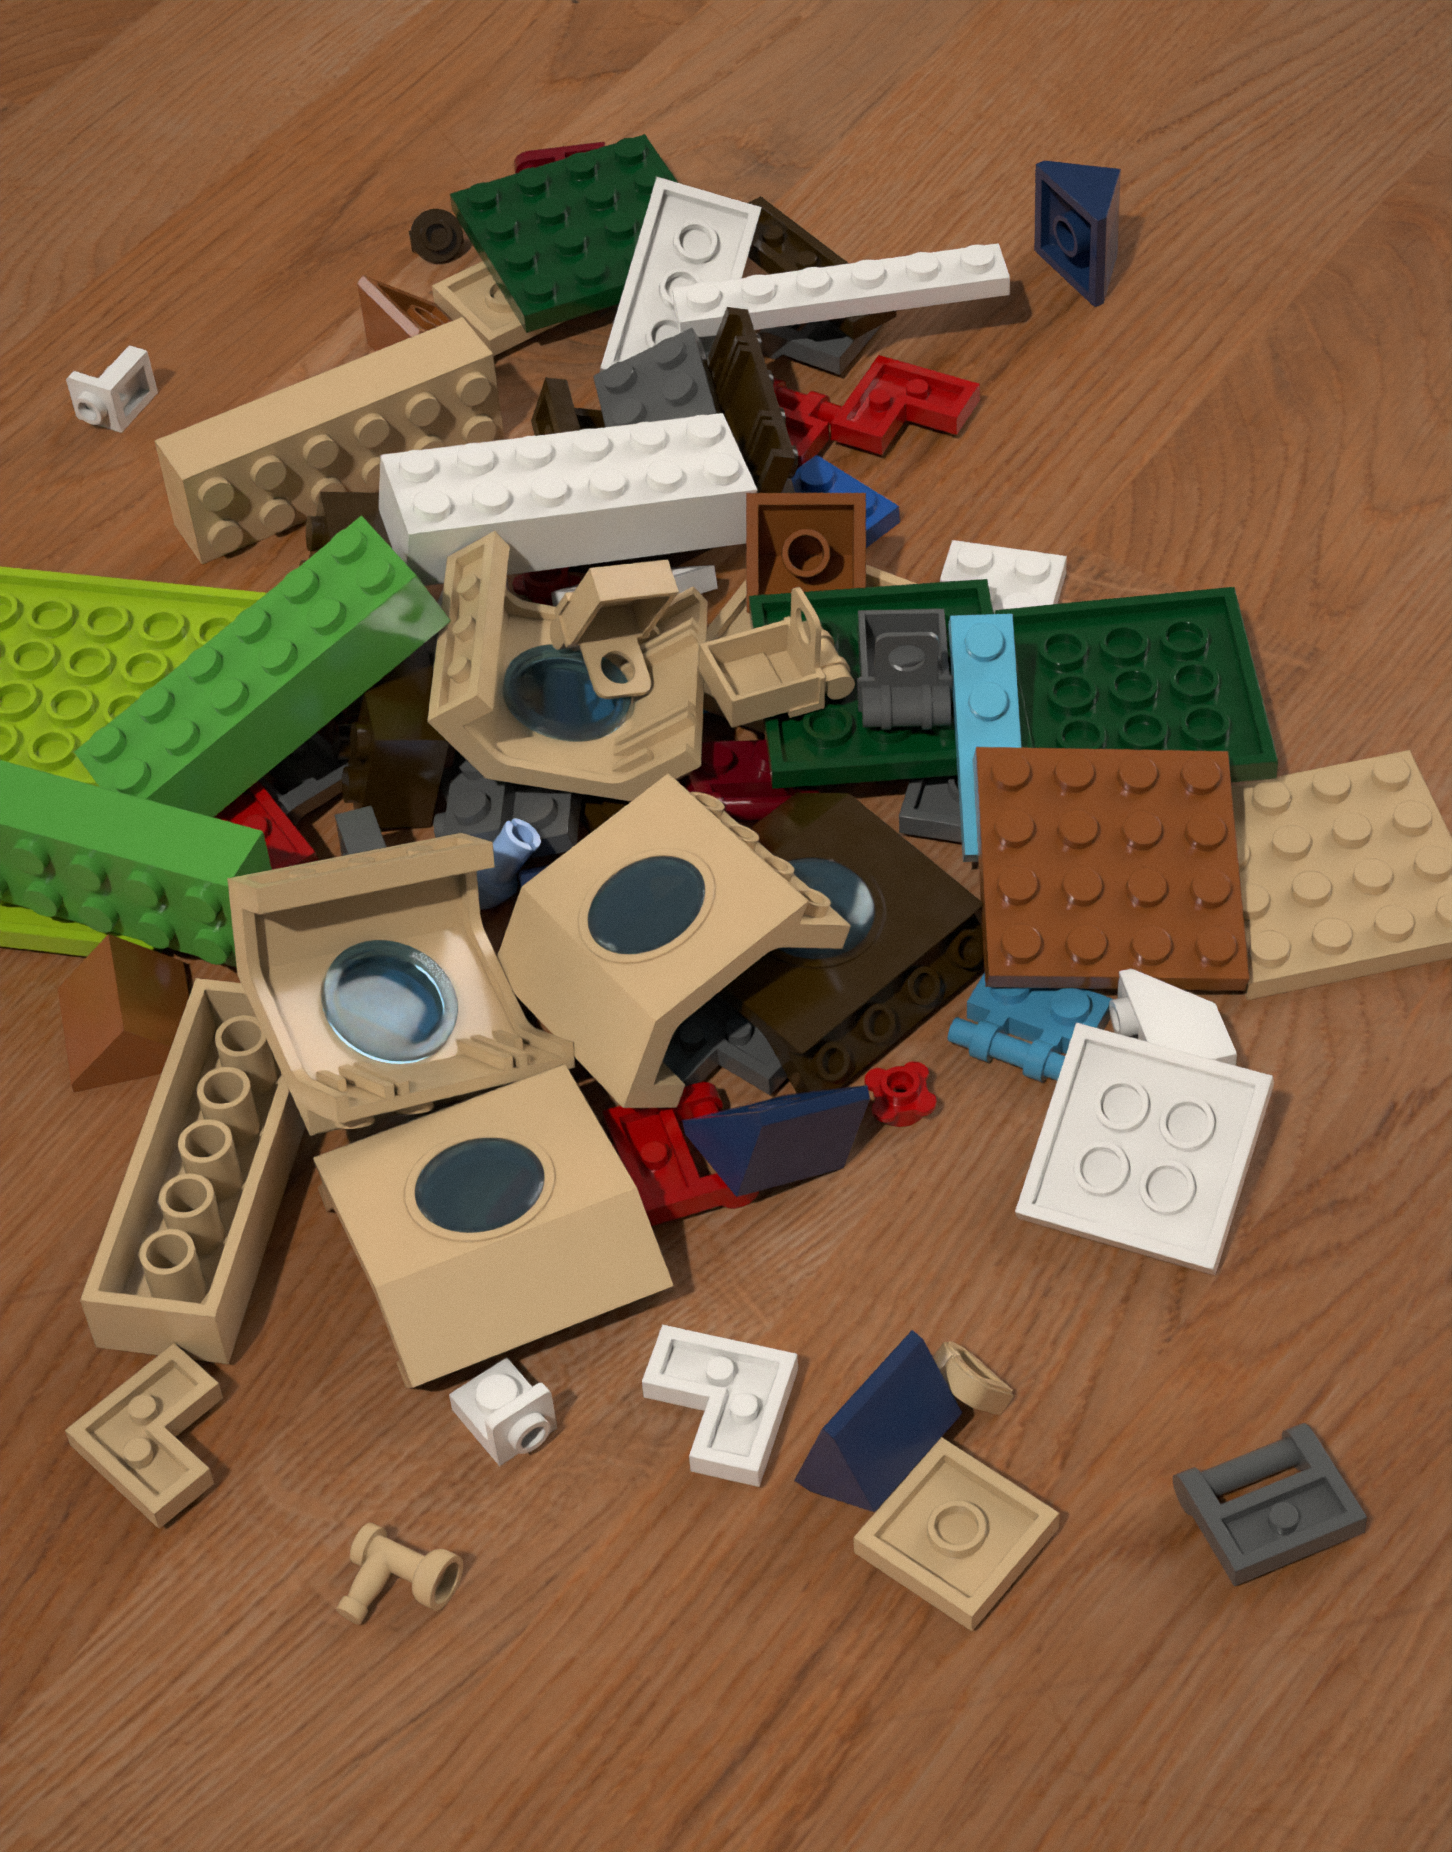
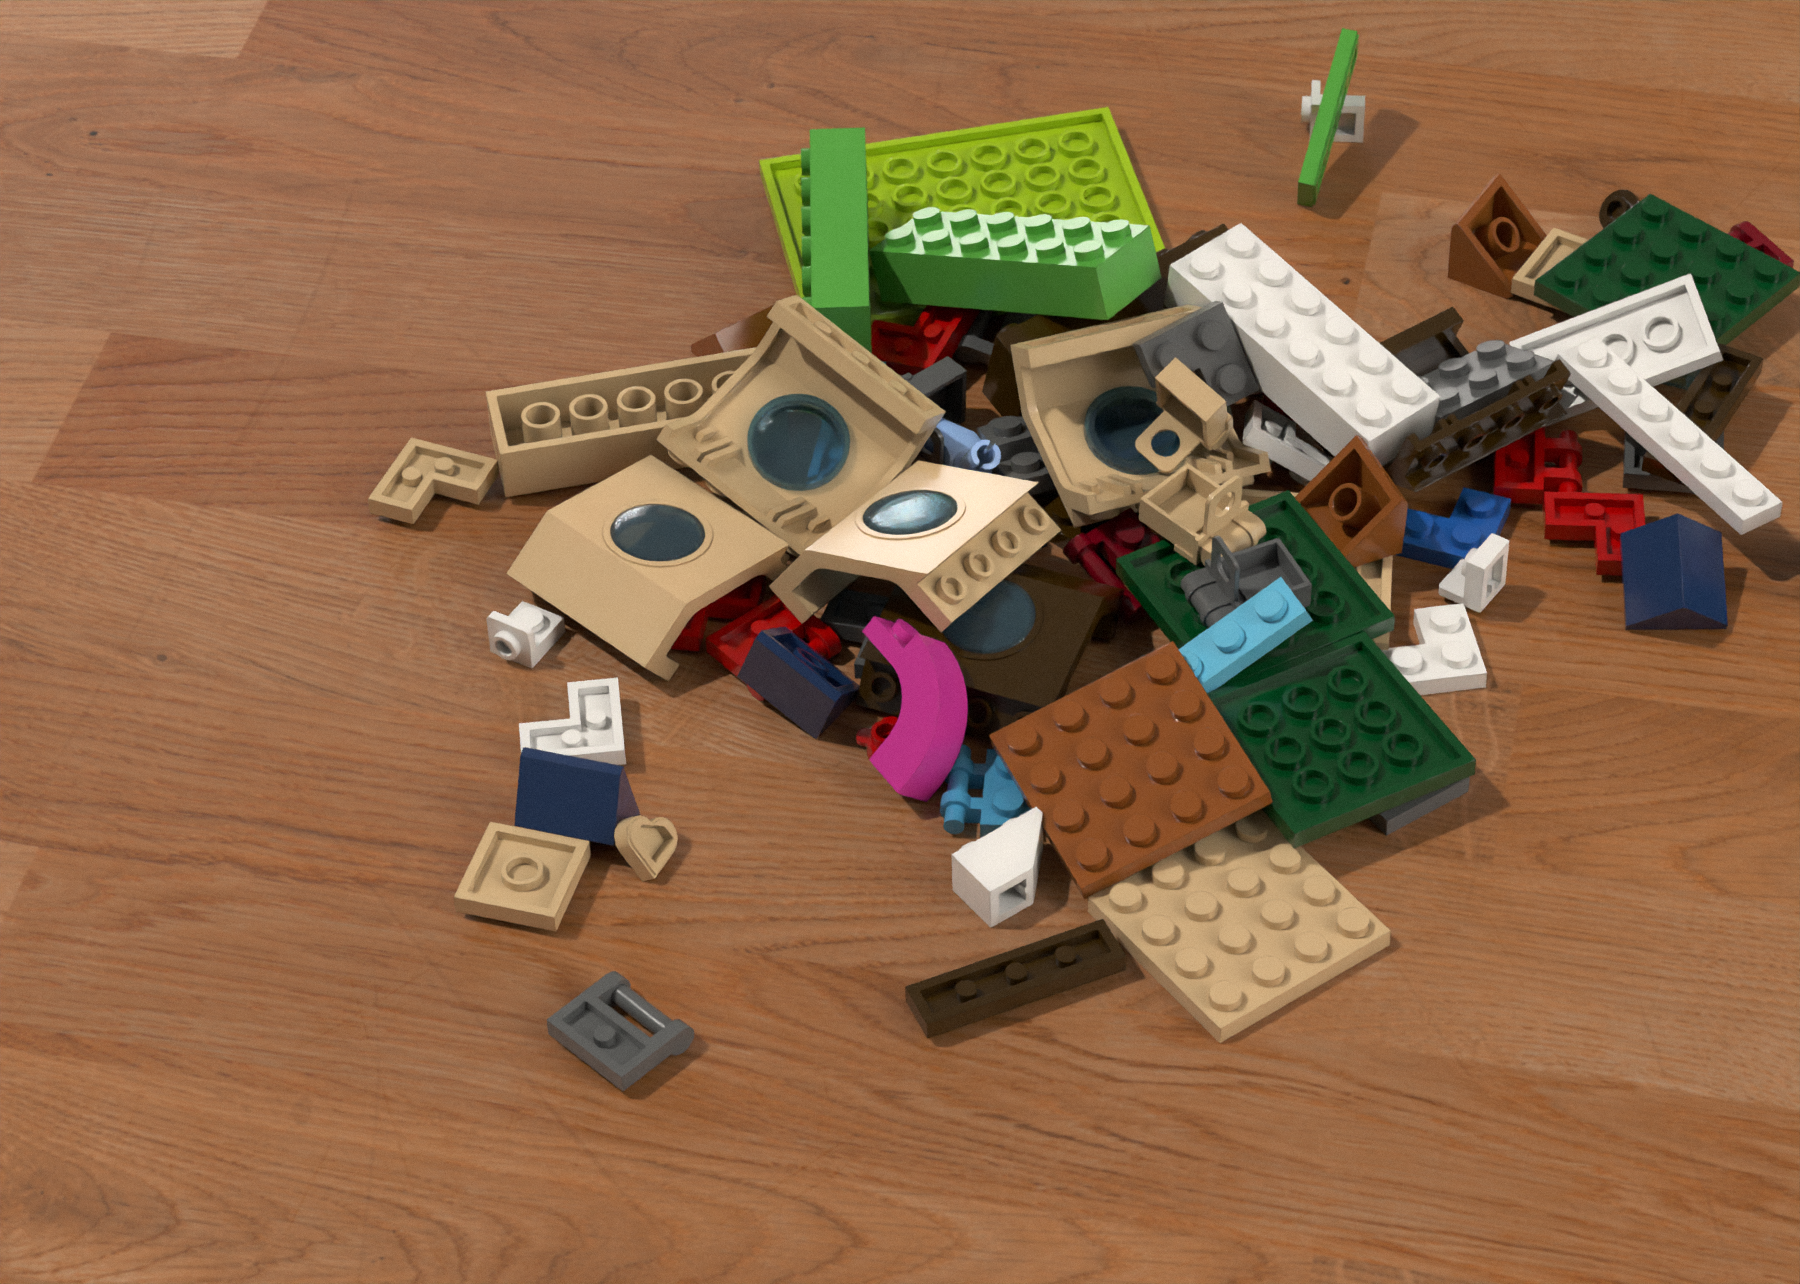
camera: 65 degrees right, 5 degrees down
(136, 362) = (1328, 118): none -> bright green tile
(272, 457) = (1336, 229): tan brick -> none
(432, 1576) = (381, 641): tan piece -> none
(532, 573) = (1204, 345): none -> dark grey plate
(934, 512) = (1478, 575): none -> white bracket
(962, 1031) = (932, 710): none -> dark pink arch
(1014, 377) = (1673, 576): none -> dark blue slope
(1145, 1148) = (881, 869): white plate -> none
(1347, 1089) = (1015, 978): none -> dark brown plate

